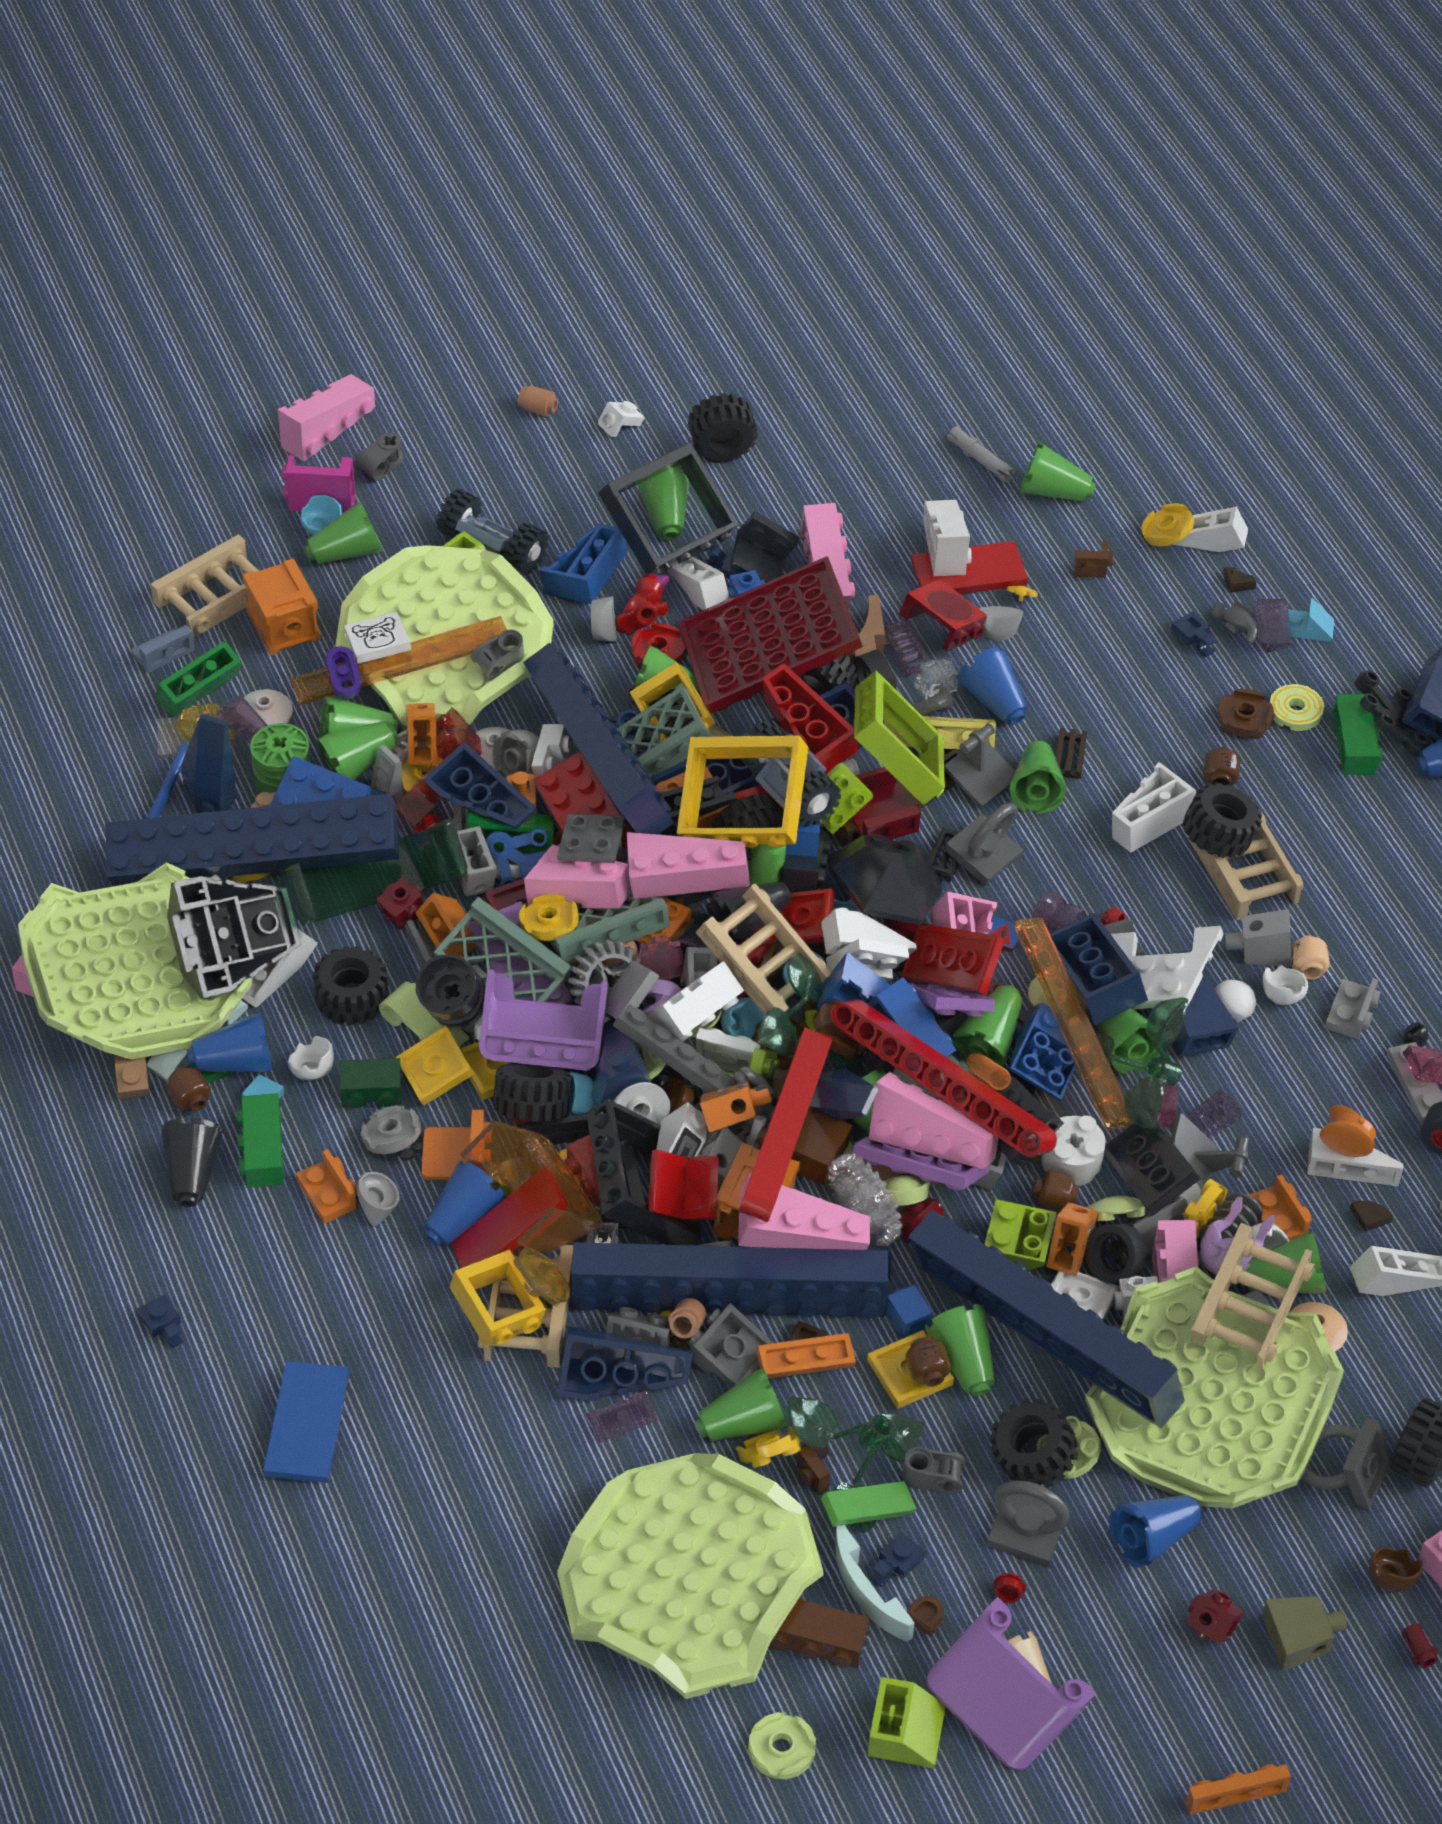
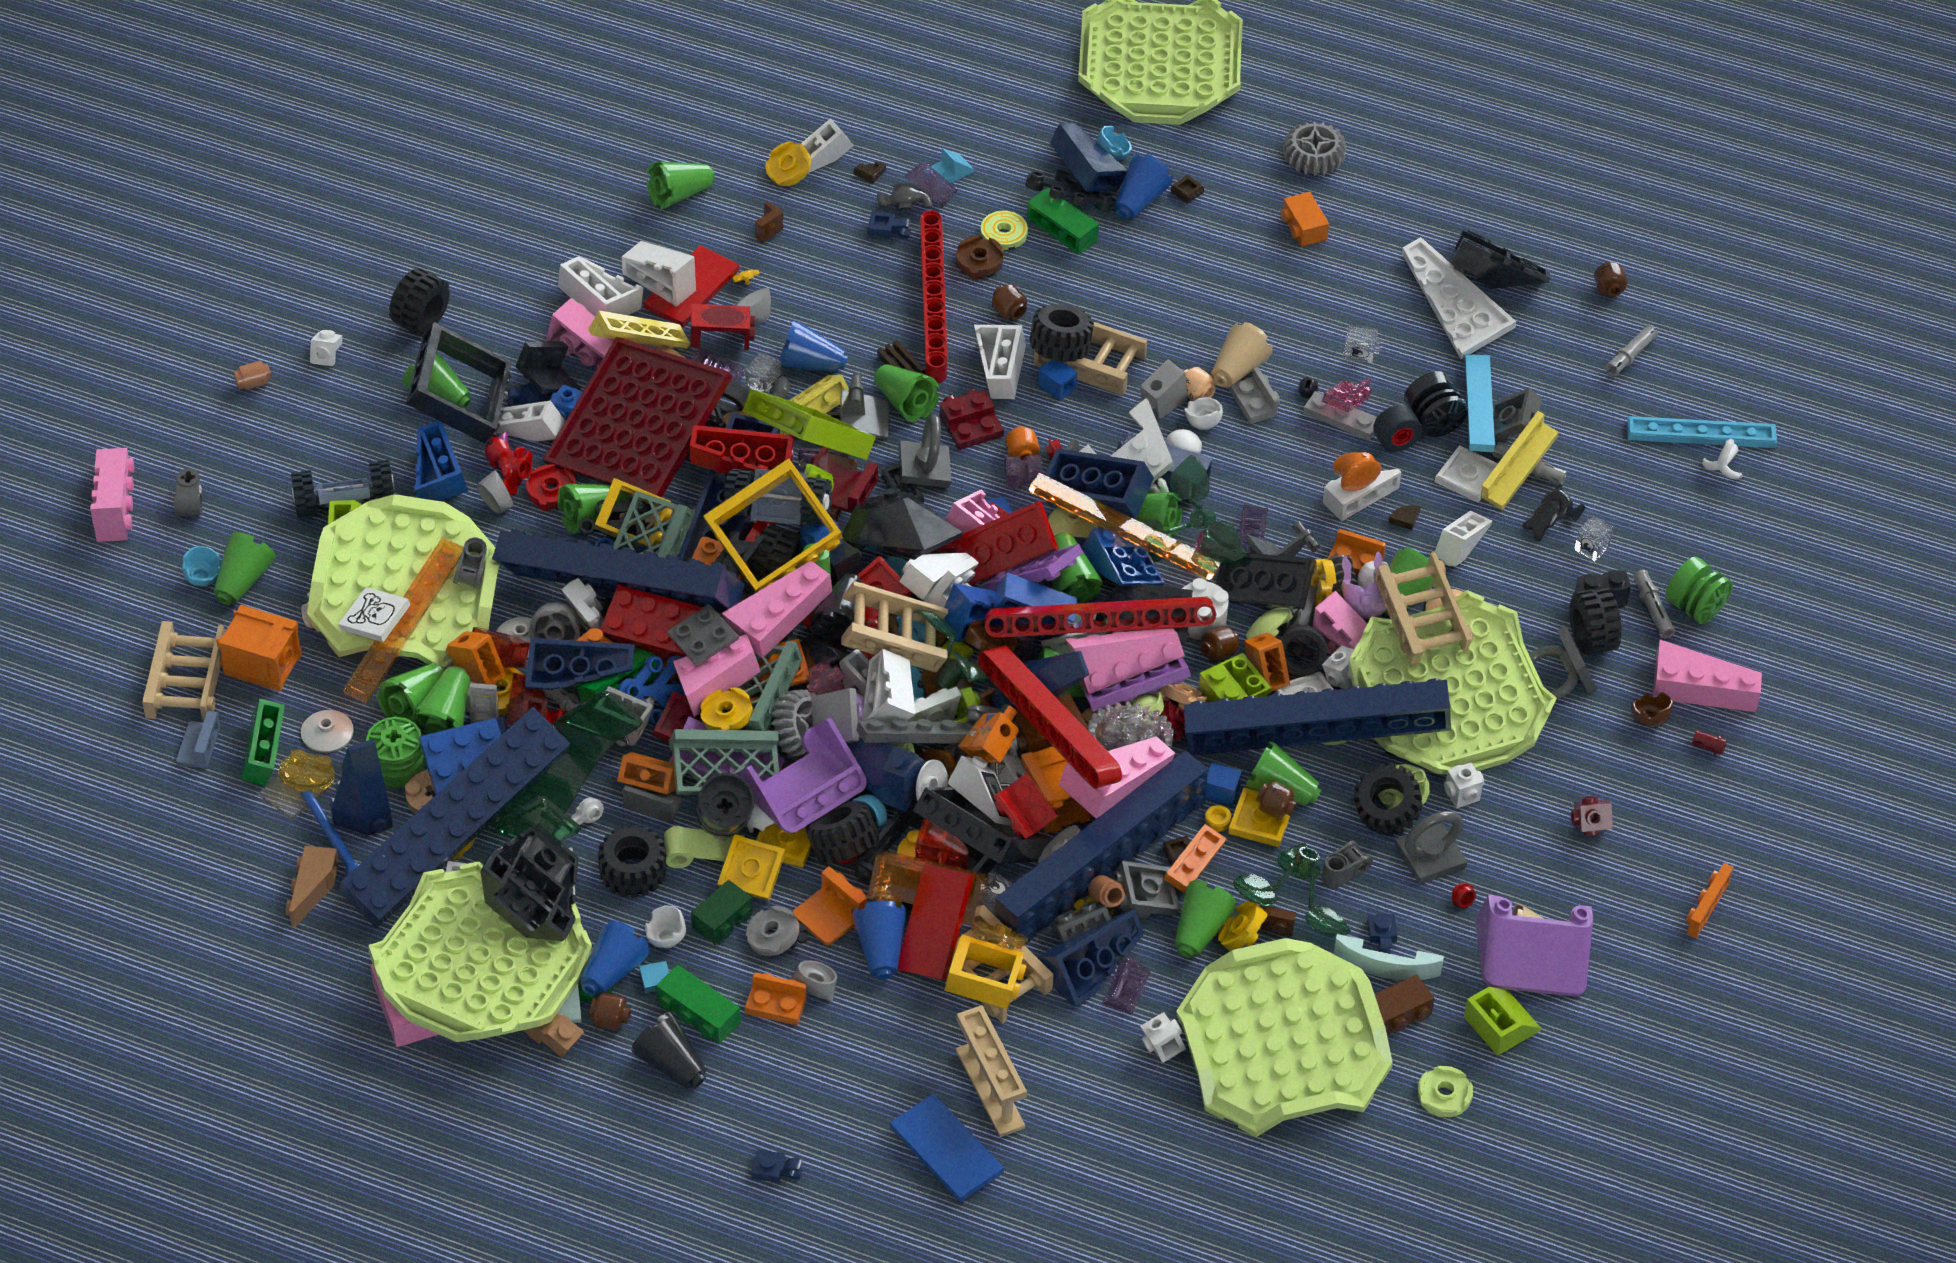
camera: 45 degrees left, 0 degrees up
(117, 804) = (315, 878): none -> medium nougat slope
(241, 718) = (327, 745): clear purple slope -> none
(309, 481) = (166, 553): dark pink panel -> none
(344, 674) = (384, 655): dark purple plate -> none
(371, 921) = (588, 811): none -> white plate
(400, 902) = (598, 781): dark red brick -> none
(401, 1384) = (991, 1071): none -> tan fence
(585, 1481) = (1160, 1032): none -> white brick
(862, 567) = (638, 330): none -> light yellow fence
(868, 1503) = (1336, 912): bright green tile -> none
(873, 1338) = (1218, 818): none -> yellow tile
(880, 522) = (598, 290): none -> white wedge
(926, 1614) = (1437, 946): reddish brown tile -> none
(964, 1208) = (1181, 693): none -> light nougat plate
(973, 448) = (606, 200): light grey pin -> none
(993, 1067) = (1121, 585): orange piece -> none
(1071, 841) = (970, 419): none -> dark red plate
(1088, 892) = (1022, 442): none -> orange head
(1125, 1486) = (1464, 784): none -> white brick
(1152, 1526) = (1503, 795): blue cone -> none
(1161, 718) = (933, 296): none -> red beam
(1186, 863) = (1057, 379): none -> blue brick
(1300, 1629) = (1640, 785): olive torso -> none
(1370, 957) = (1241, 352): none -> tan cone

